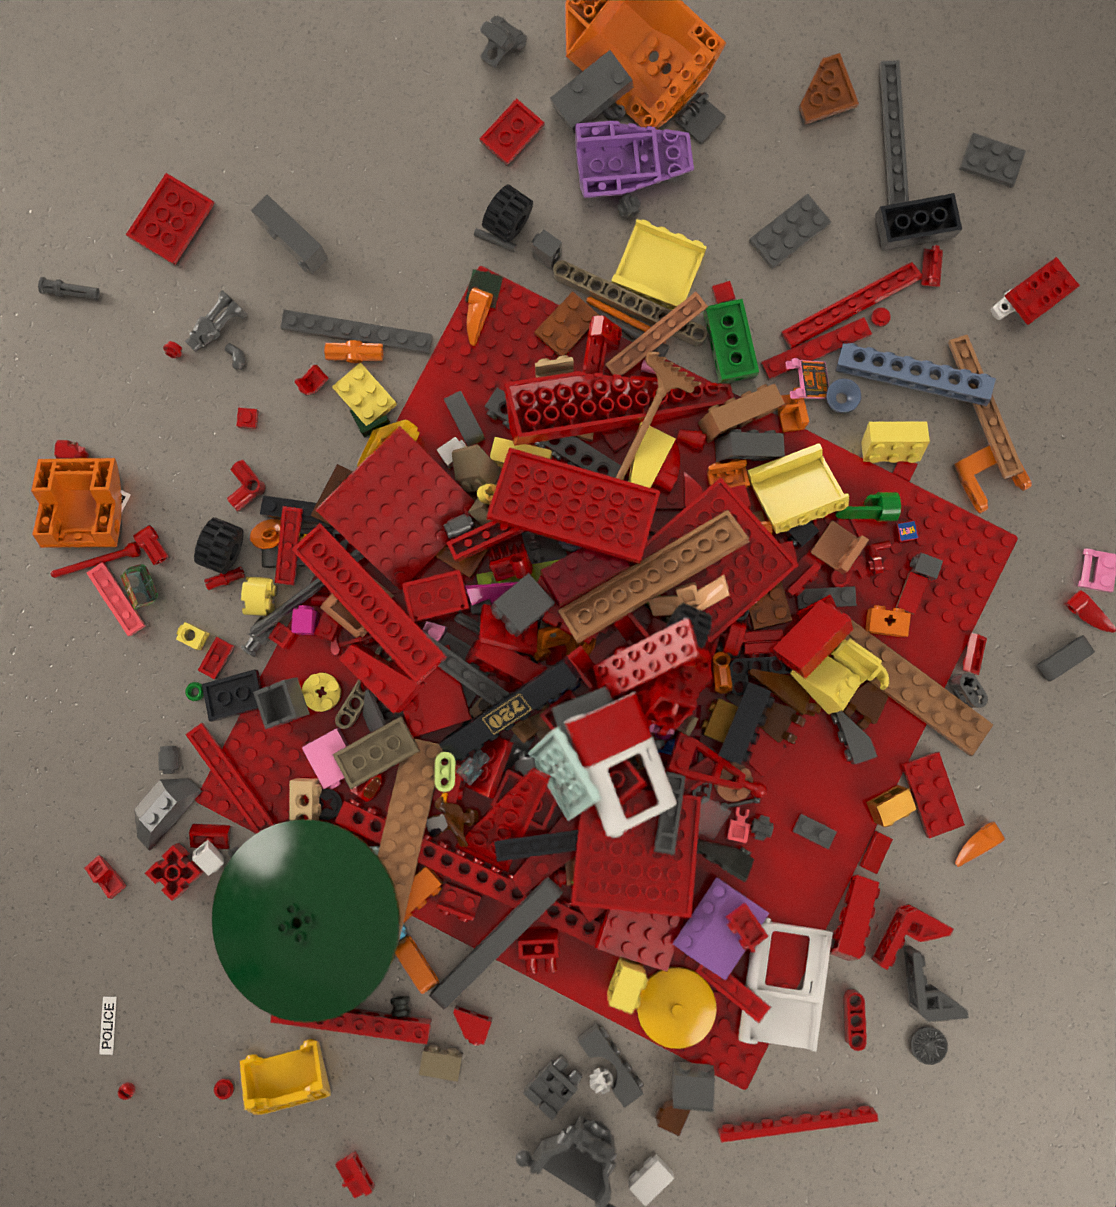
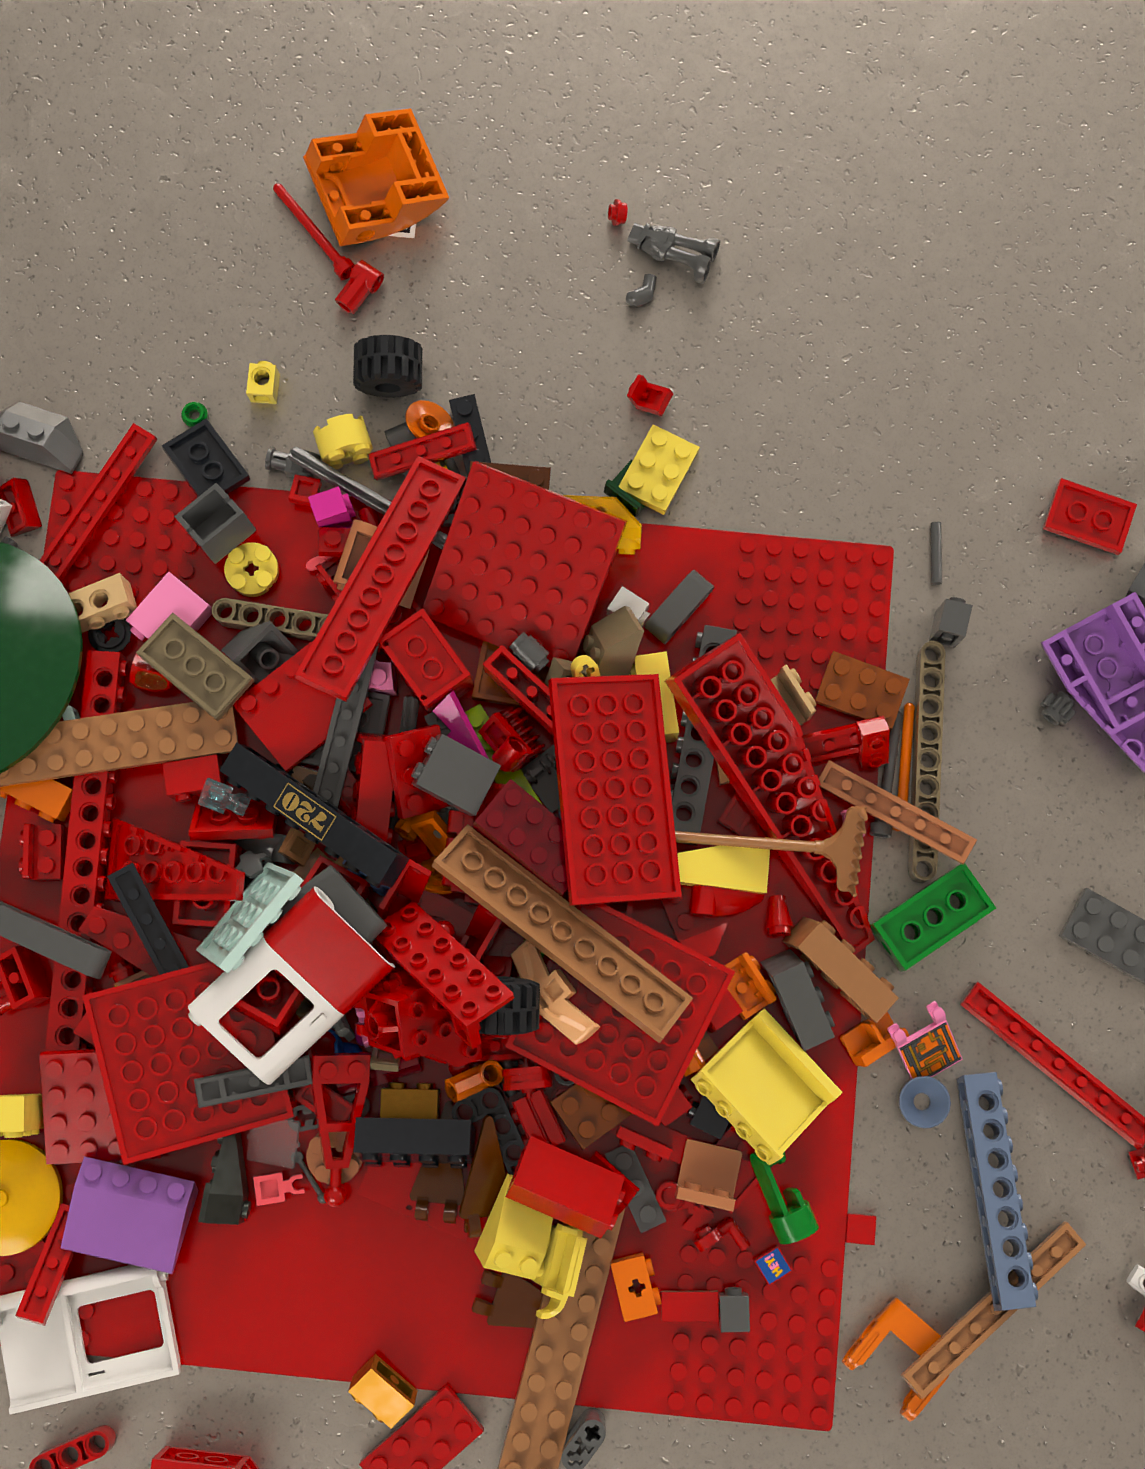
camera: 70 degrees right, 5 degrees down
(59, 288) = (639, 48): dark grey pin -> none
(69, 450) = (438, 142): red rock -> none
(116, 599) = (274, 273): coral plate -> none
(145, 582) = (320, 288): clear light blue piece -> none
(168, 759) = (95, 416): dark grey brick -> none
(170, 219) = (784, 142): red plate -> none
(216, 658) = (246, 422): red plate -> none
(224, 579) = (351, 394): red pin -> none
(247, 418) = (569, 337): red plate -> none
(247, 478) = (490, 368): red piece -> none
(289, 234) = (825, 292): dark grey brick -> none
(354, 351) = (709, 433): orange piece -> none
(357, 331) = (738, 427): dark grey plate -> none
(381, 677) = (292, 631): red wedge -> none
(444, 771) = (203, 763): yellowish green plate -> none
(451, 819) = (144, 798): reddish brown animal -> none
(478, 308) = (830, 567): orange piece -> none
(486, 282) = (863, 564): piece -> none
(507, 213) = (974, 552): black wheel -> none
(659, 264) = (996, 780): light yellow panel -> none
(723, 292) = (996, 882): red tile -> none
(747, 927) = (139, 1248): red bracket -> none
(762, 827) = (285, 1219): dark grey gear -> none
(814, 831) = (309, 1295): dark grey plate -> none
(817, 347) = (978, 1041): red plate -> none
(855, 919) = (210, 1400): red wedge -> none
(857, 743) = (449, 1310): dark grey slope -> none
(875, 852) = (312, 1395): red slope -> none
(880, 317) = (1058, 1112): red plate -> none
(895, 441) = (889, 1198): light yellow brick -> none
(974, 654) = (640, 1430): red plate -> none

